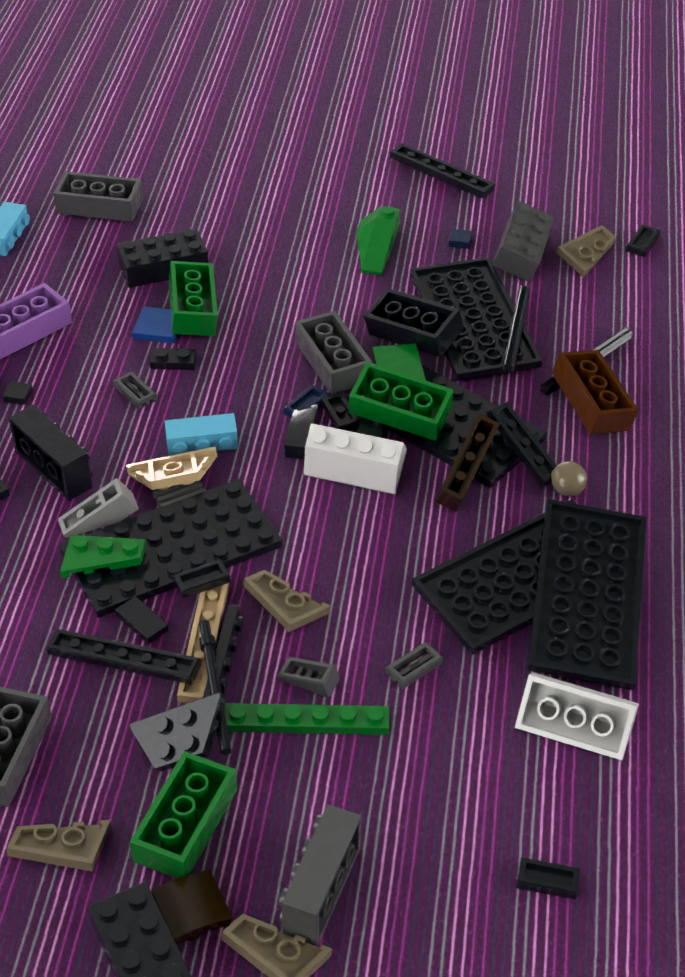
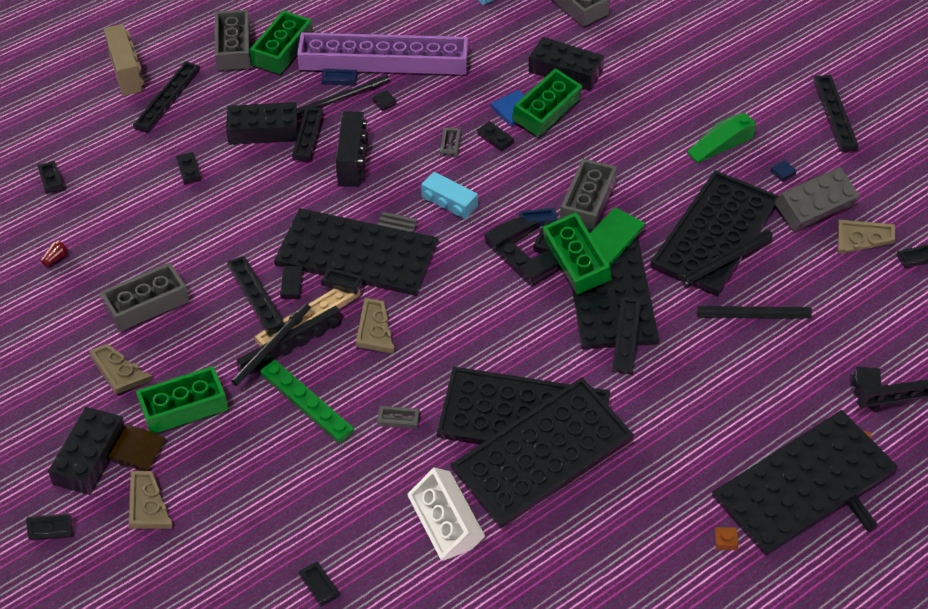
camera: 45 degrees right, 5 degrees up
(96, 552) = (309, 227): green wing -> none
(99, 510) = (344, 203): light grey slope -> none
(173, 469) = (408, 206): tan wing -> none
(179, 730) = (228, 355): wing -> none
(320, 874) = (204, 482): dark grey brick -> none
(323, 684) = (337, 380): dark grey slope -> none
(354, 458) = (511, 270): white slope -> none
(413, 320) = (660, 208): black brick -> none
(467, 462) = (571, 320): dark brown brick -> none
(569, 478) = (630, 378): dark tan hair -> none
(594, 392) = (718, 334): reddish brown brick -> none

